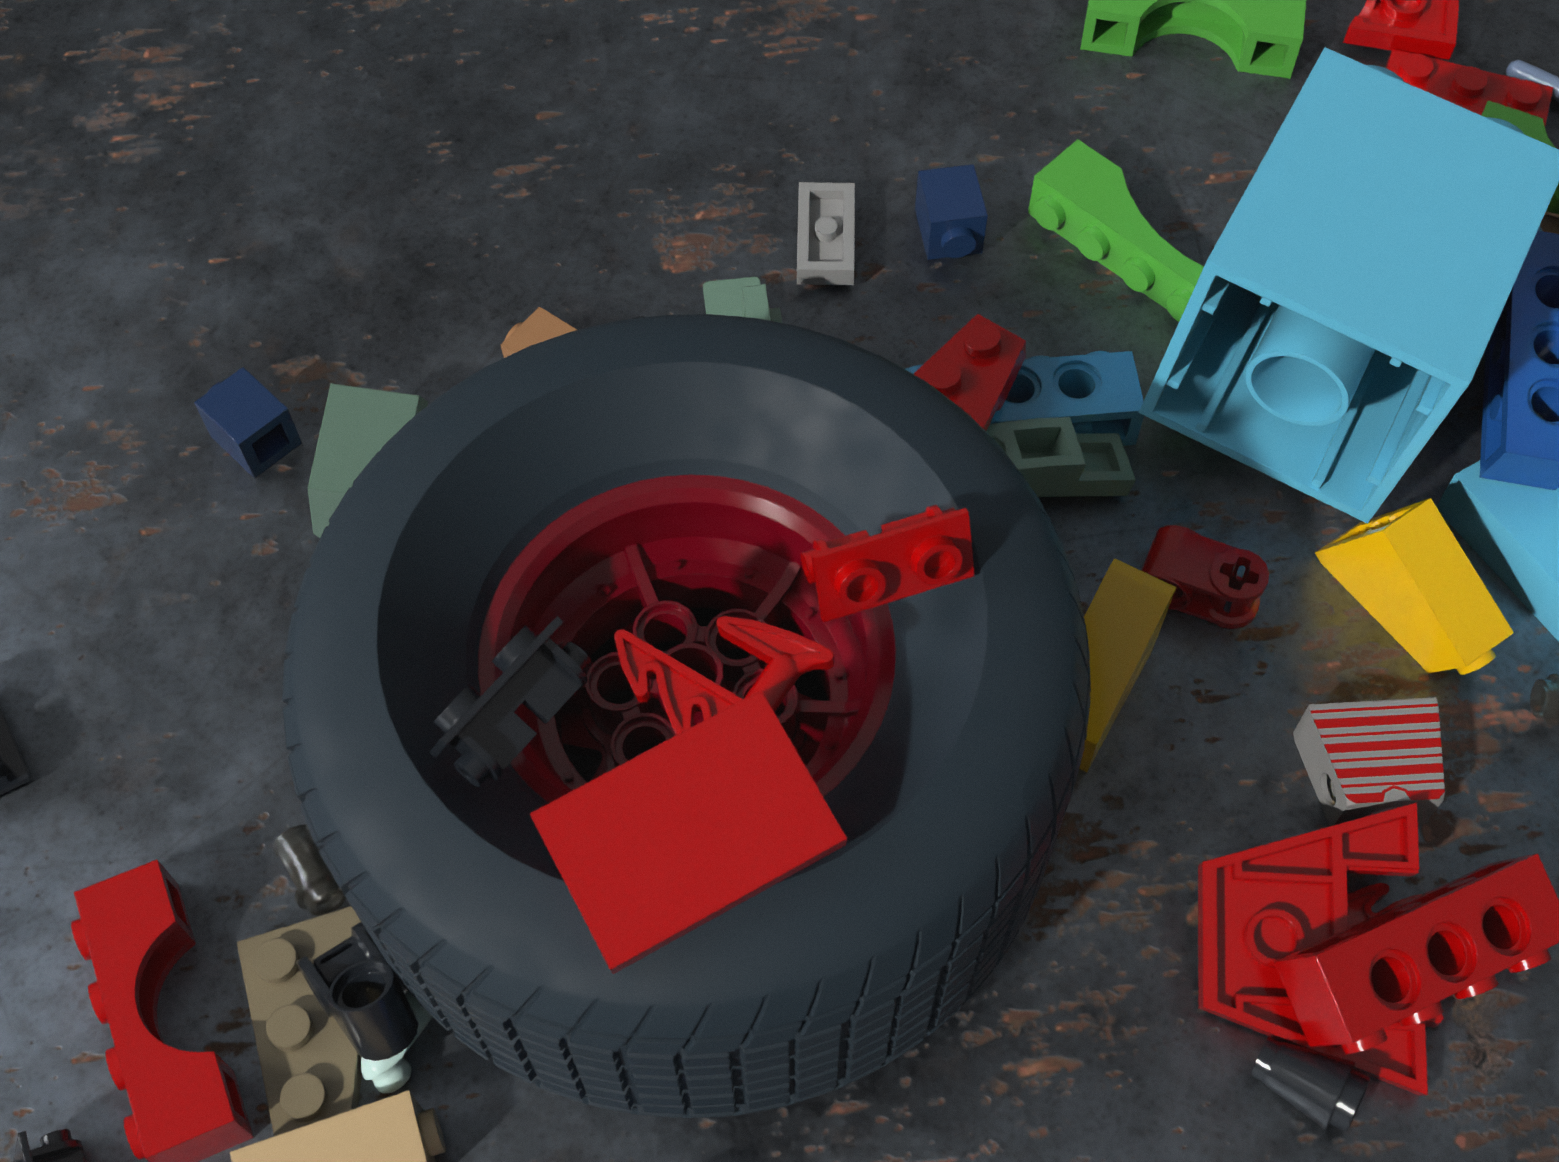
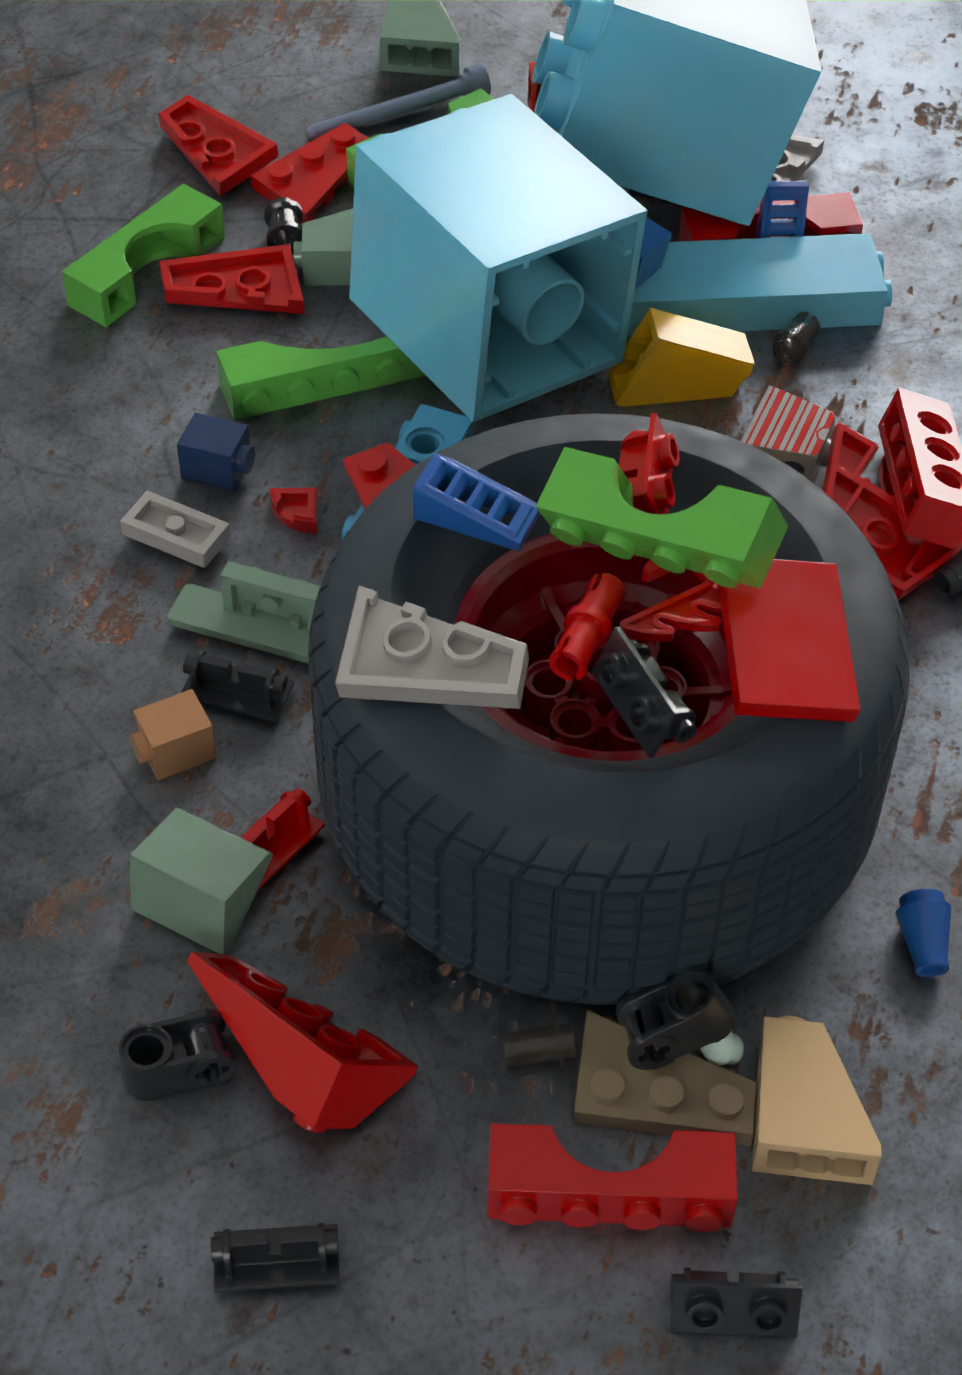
camera: 65 degrees left, 10 degrees down
(168, 551) = (178, 1053): none -> black piece
(214, 658) = (303, 1059): none -> red wedge
(248, 422) = (87, 957): dark blue brick -> none
(456, 454) = (417, 658): none -> light grey wing
(587, 595) = (587, 627): none -> red pin
(732, 352) = (447, 481): none -> blue slope
(748, 667) = (724, 536): none -> bright green arch
(932, 322) = (296, 508): none -> red tile
(1216, 111) = (235, 279): none -> red wing

